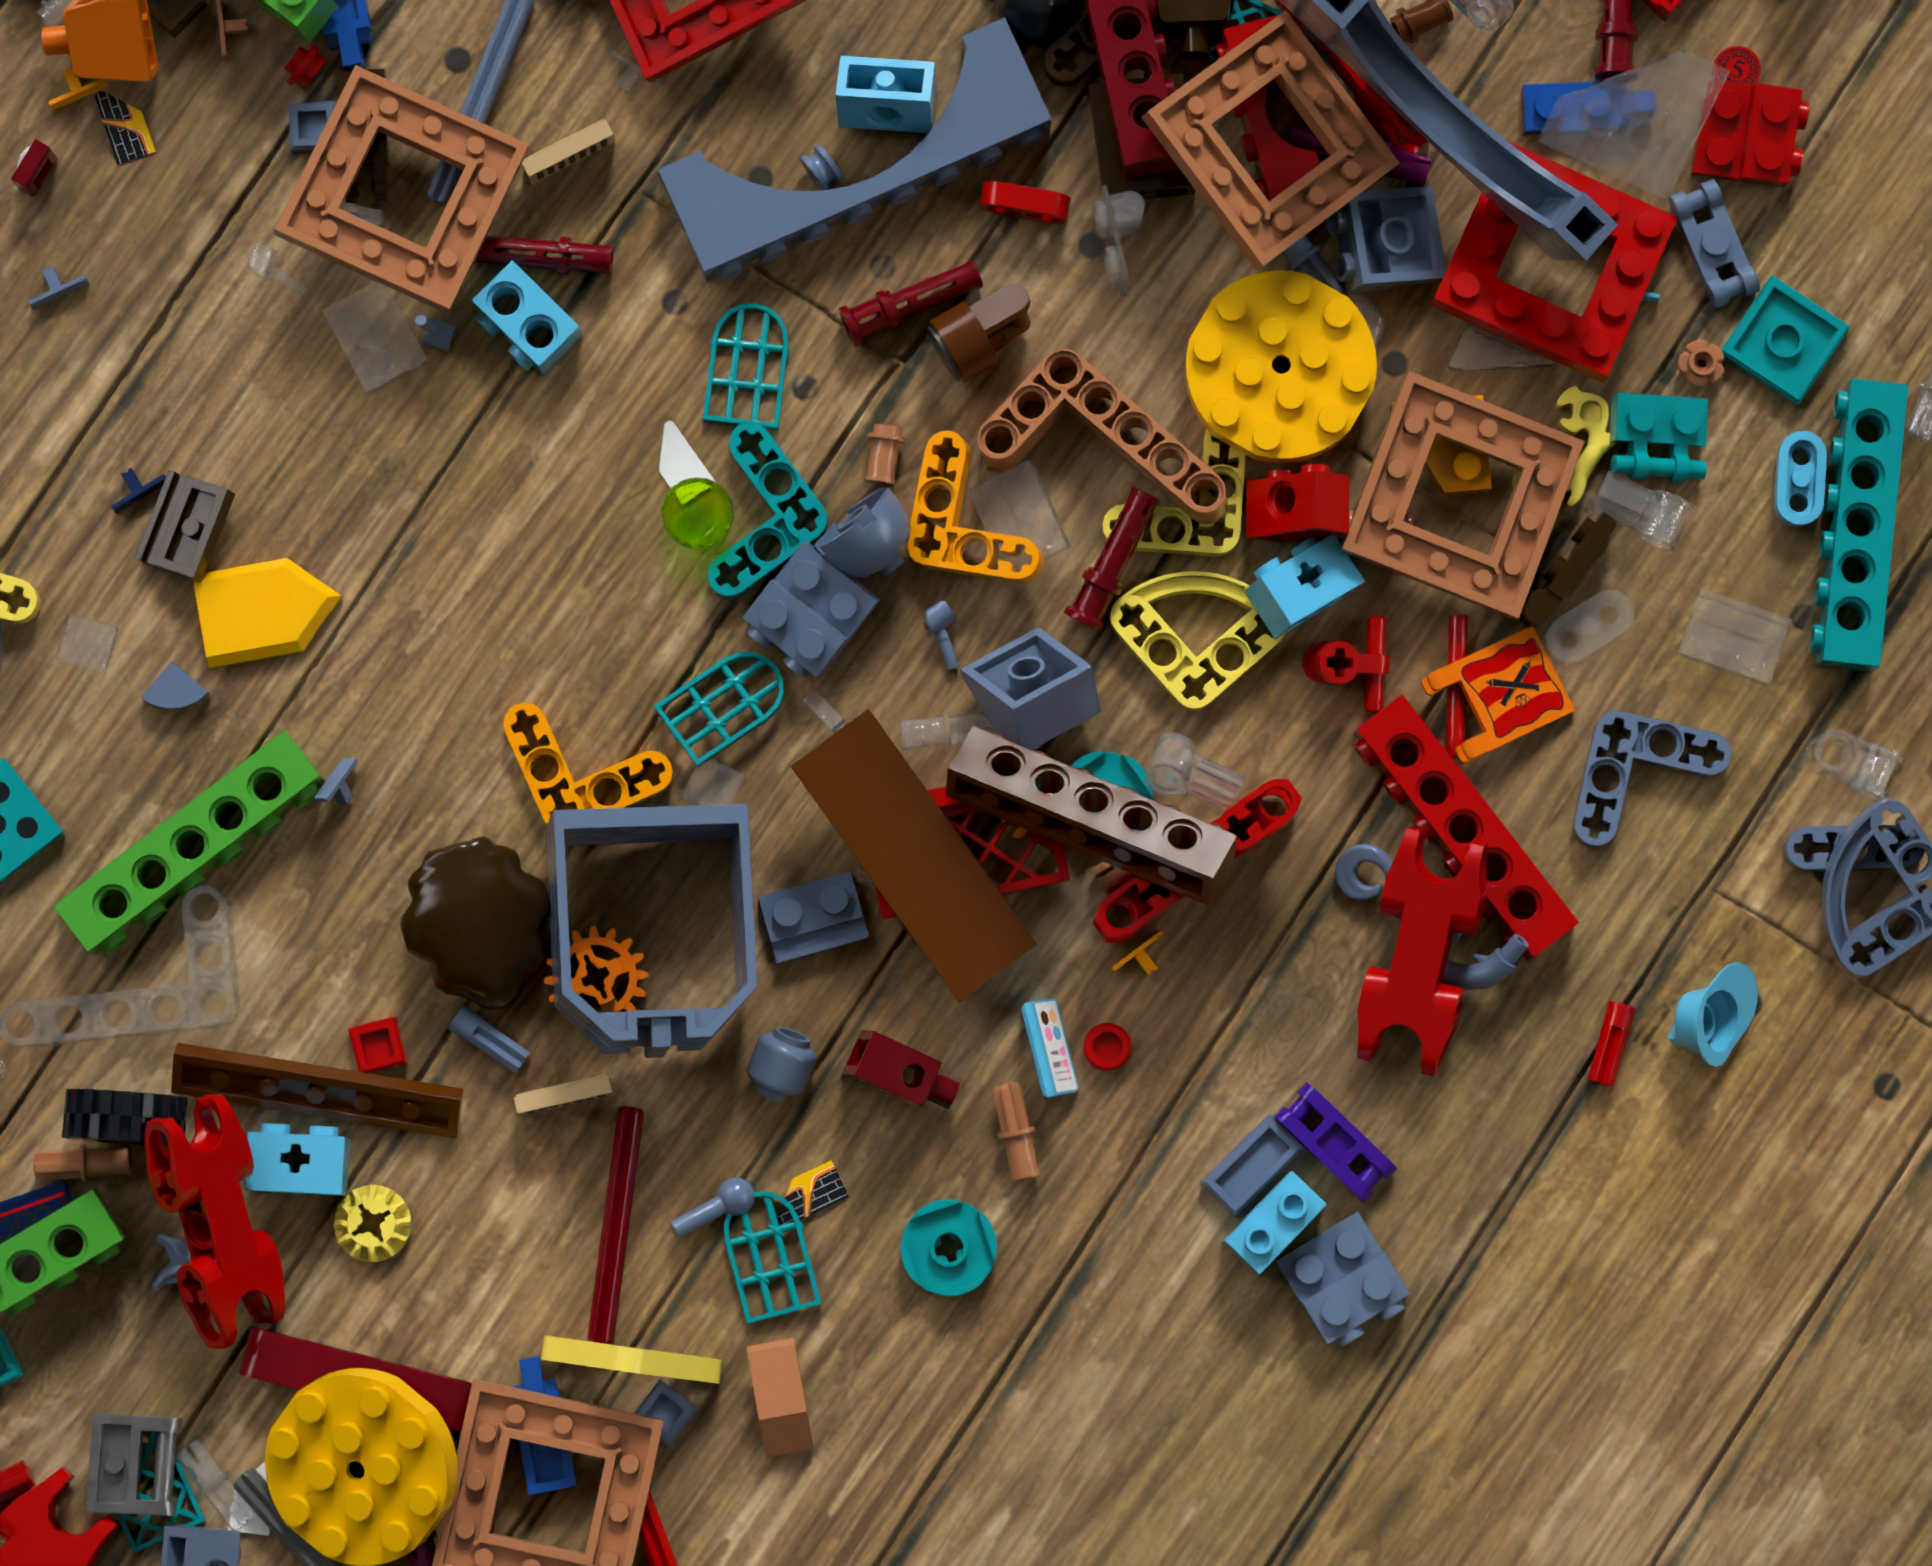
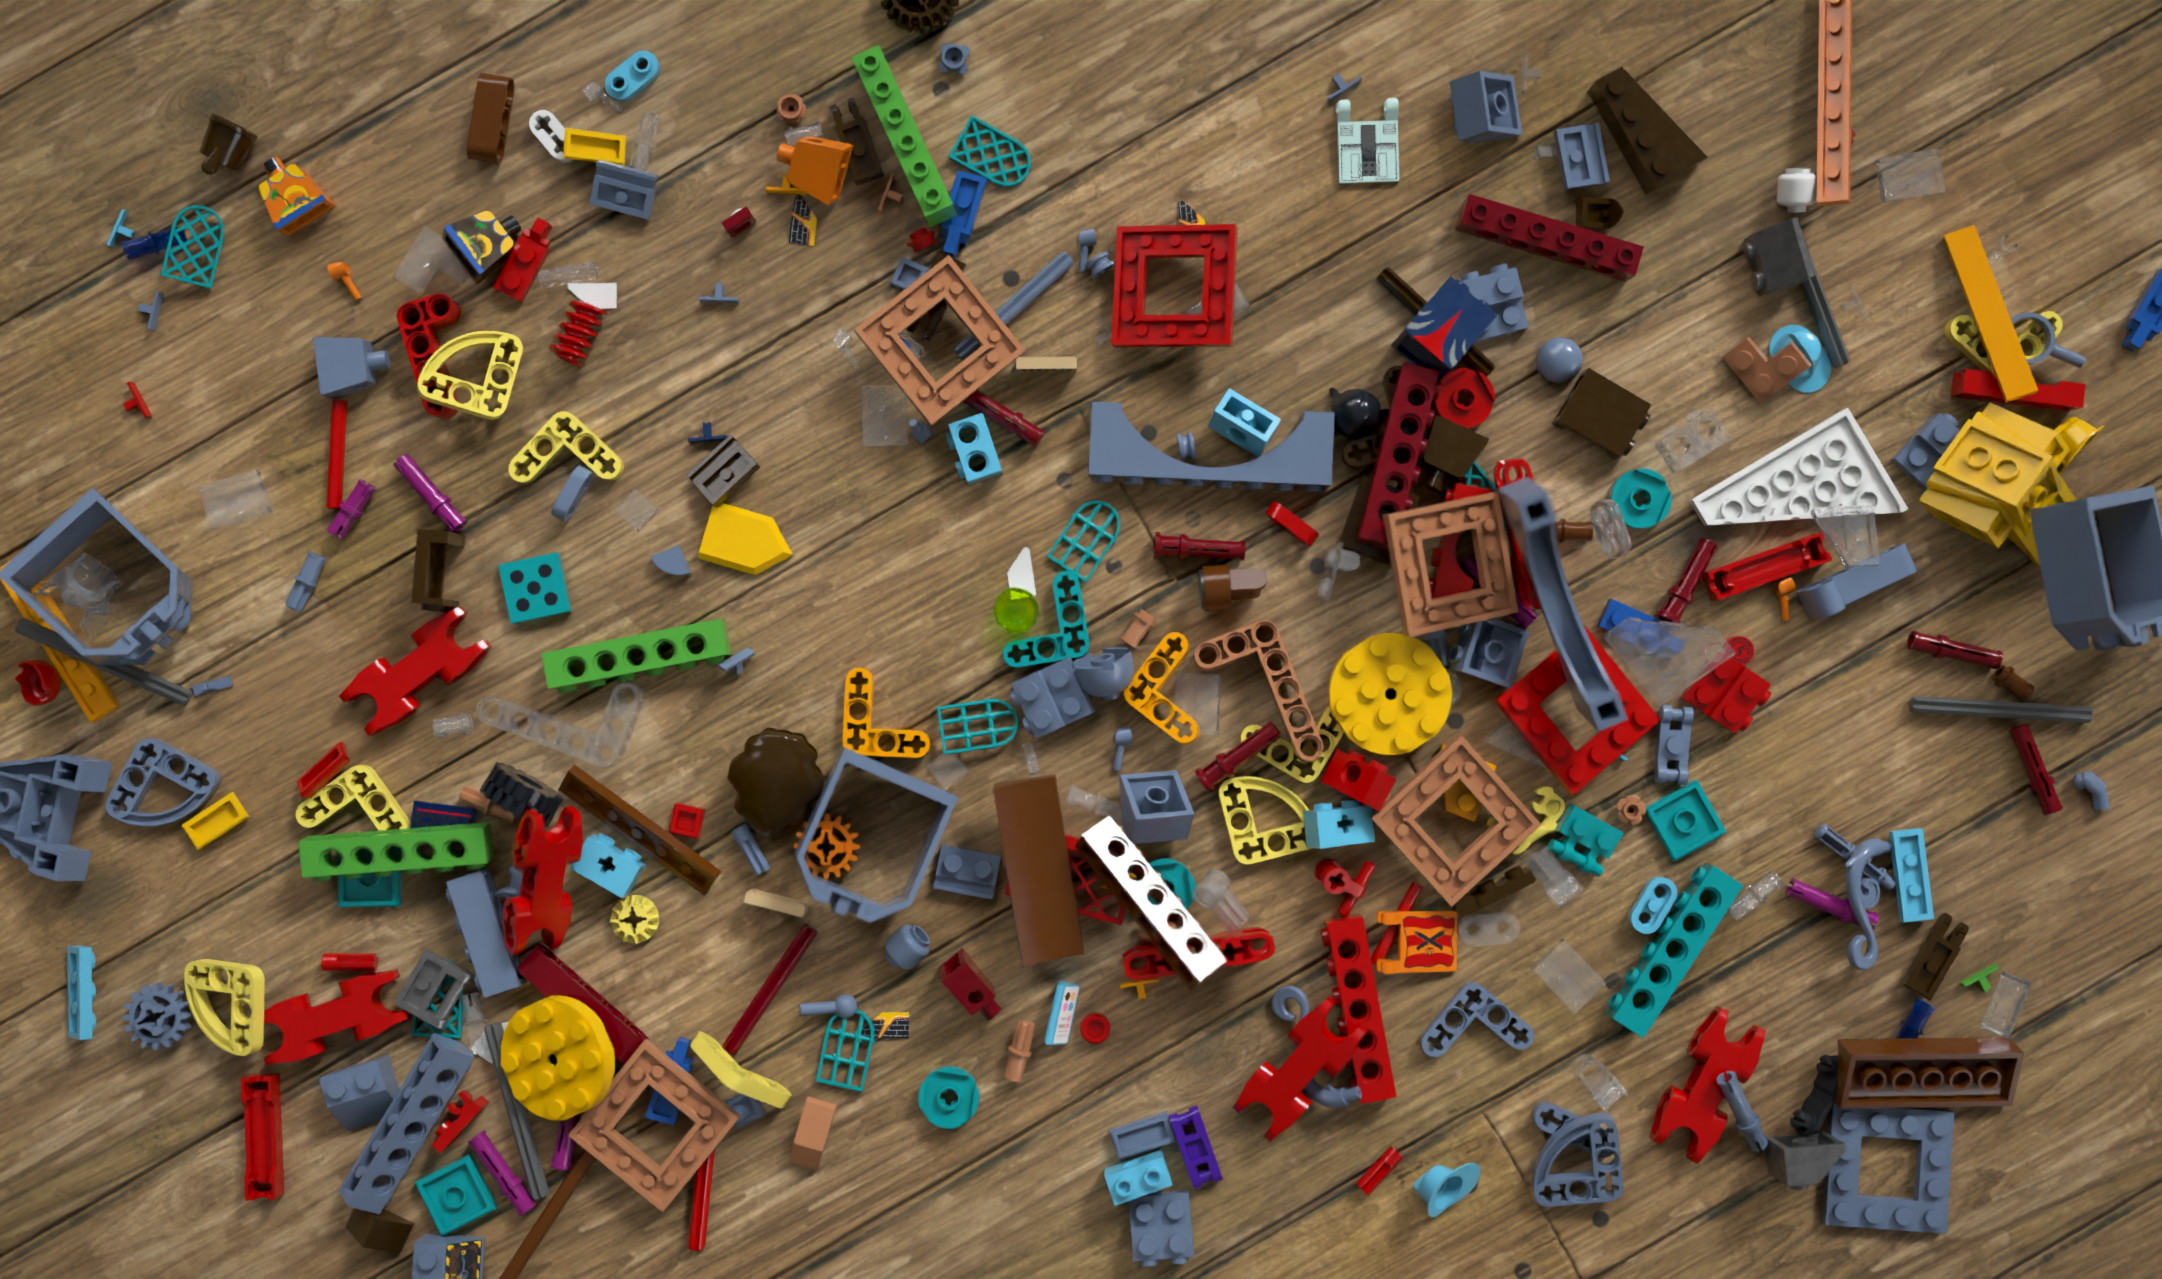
camera: 30 degrees right, 5 degrees up
(168, 1347) = (481, 924): none -> sand blue brick

